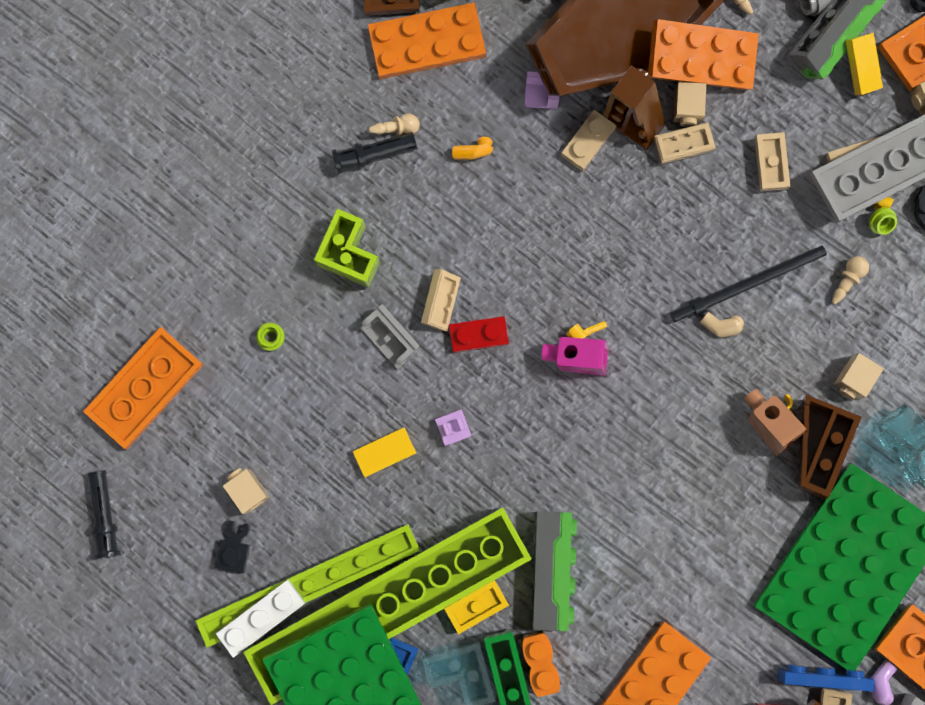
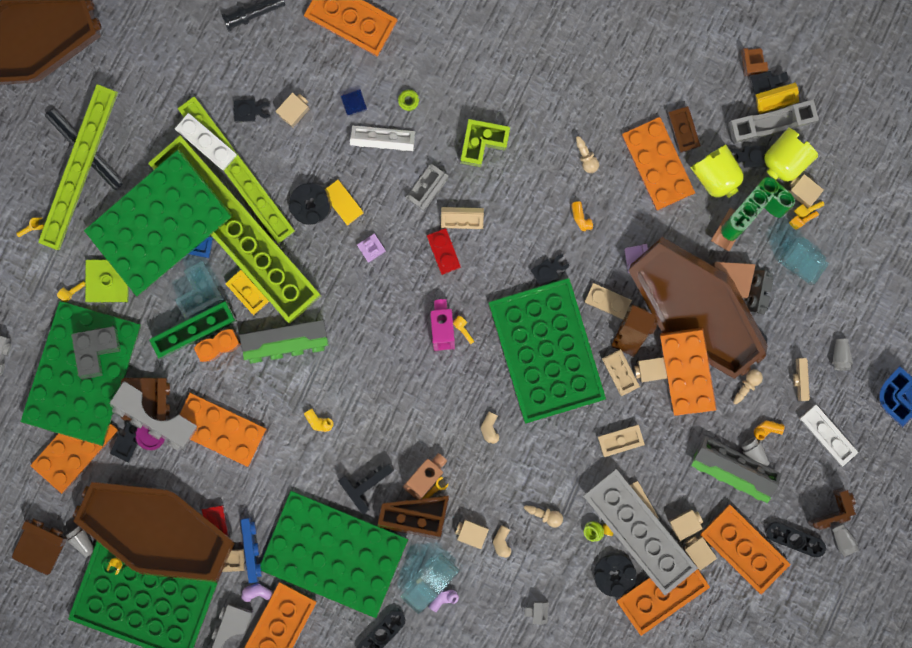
camera: 75 degrees right, 5 degrees up
(256, 408) = (354, 103): none -> clear blue plate
(312, 380) = (382, 138): none -> white plate
(361, 155) = (557, 134): black pin -> none
(378, 511) = (321, 200): none -> black plate
(534, 208) = (546, 272): none -> black plate
(637, 229) = (547, 350): none -> green plate
(671, 549) = (318, 424): none -> yellow arm
(699, 305) = (500, 408): black bar -> none
(767, 504) = (364, 485): none -> black bracket
(864, 64) = (710, 494): yellow tile -> none
(876, 344) = (500, 544): none -> tan arm
(895, 103) = (686, 524): none -> tan brick

